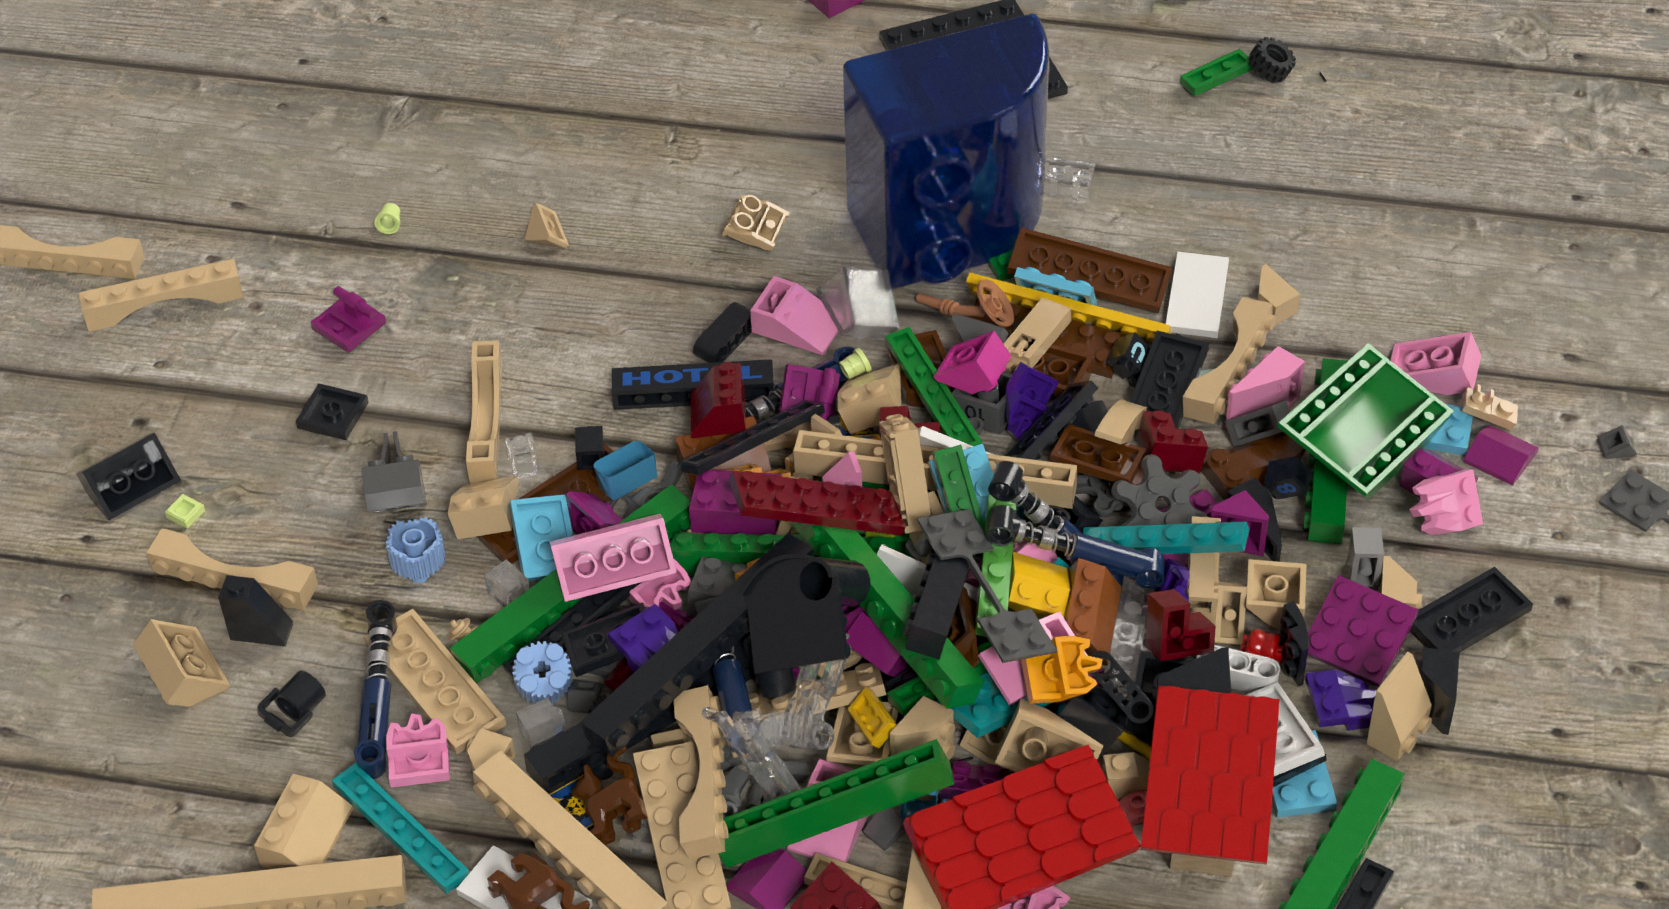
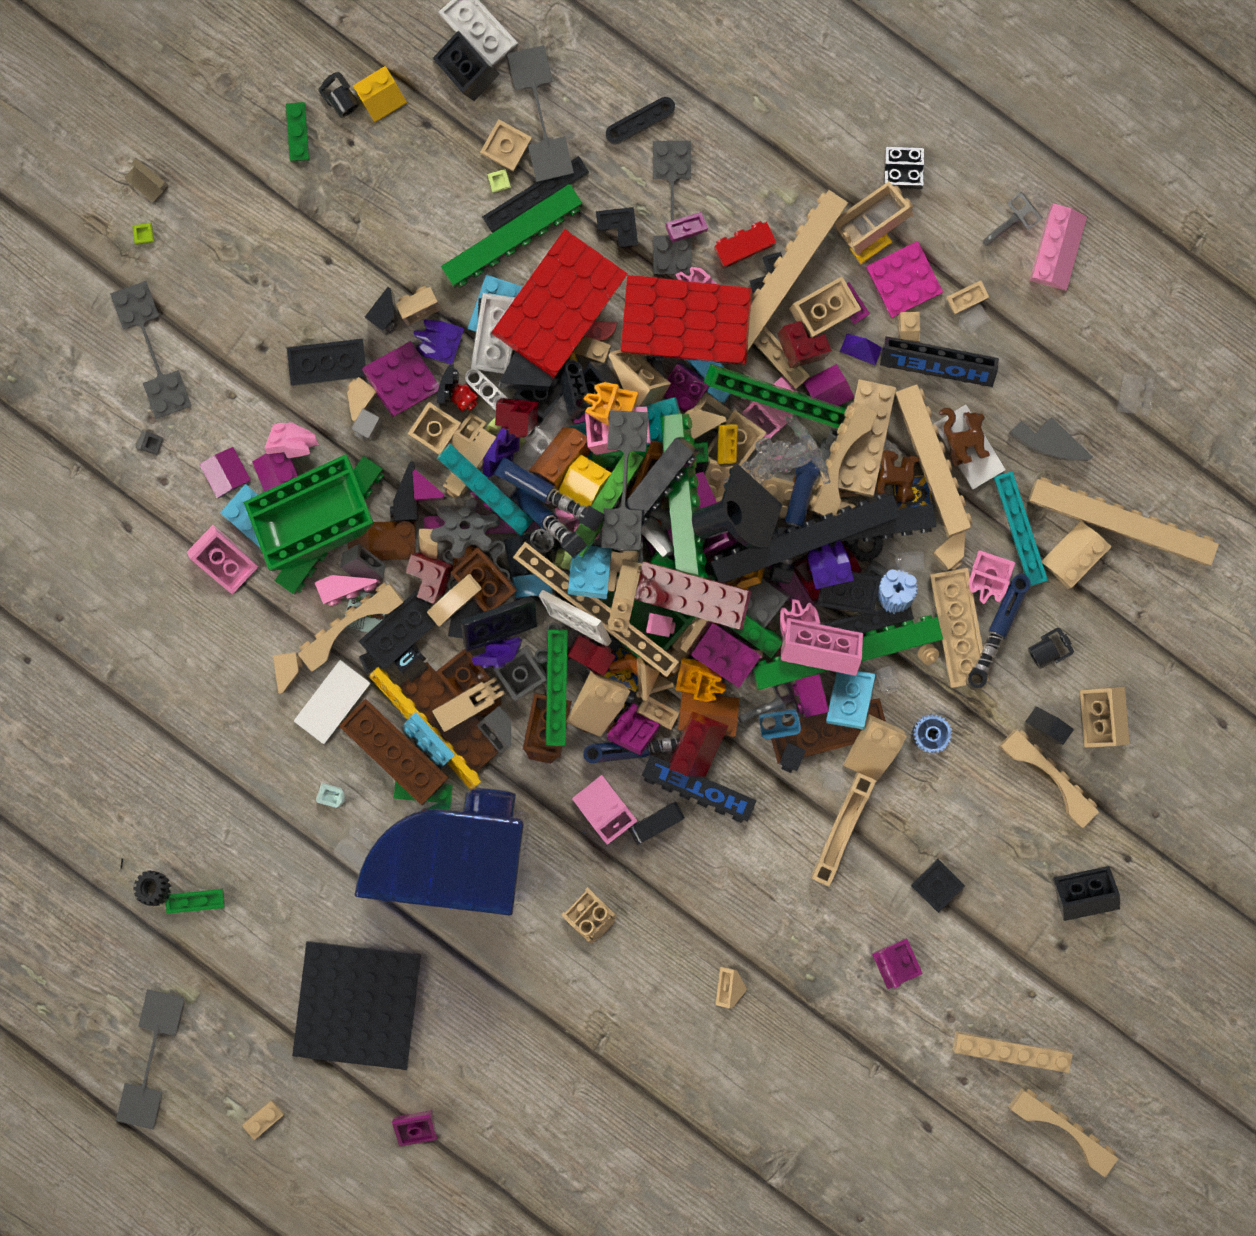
camera: 155 degrees left, 40 degrees up
(185, 511) = (1059, 848): yellowish green tile -> none
(388, 219) = (832, 1052): yellowish green piece -> none
(393, 484) = (929, 777): dark grey slope -> none
(751, 437) = (691, 700): black tile -> none
(855, 364) = (593, 738): yellowish green piece -> none
(860, 302) = (561, 794): clear slope -> none
(957, 481) = (599, 567): green plate -> none
(974, 364) = (523, 689): dark pink slope -> none
(990, 304) = (480, 746): nougat dish -> none
(1132, 211) = (330, 795): none -> light aqua plate
(1207, 479) = (426, 545): none -> tan brick
(1287, 477) = (377, 510): black brick -> none
(1489, 407) = (211, 506): tan plate -> none

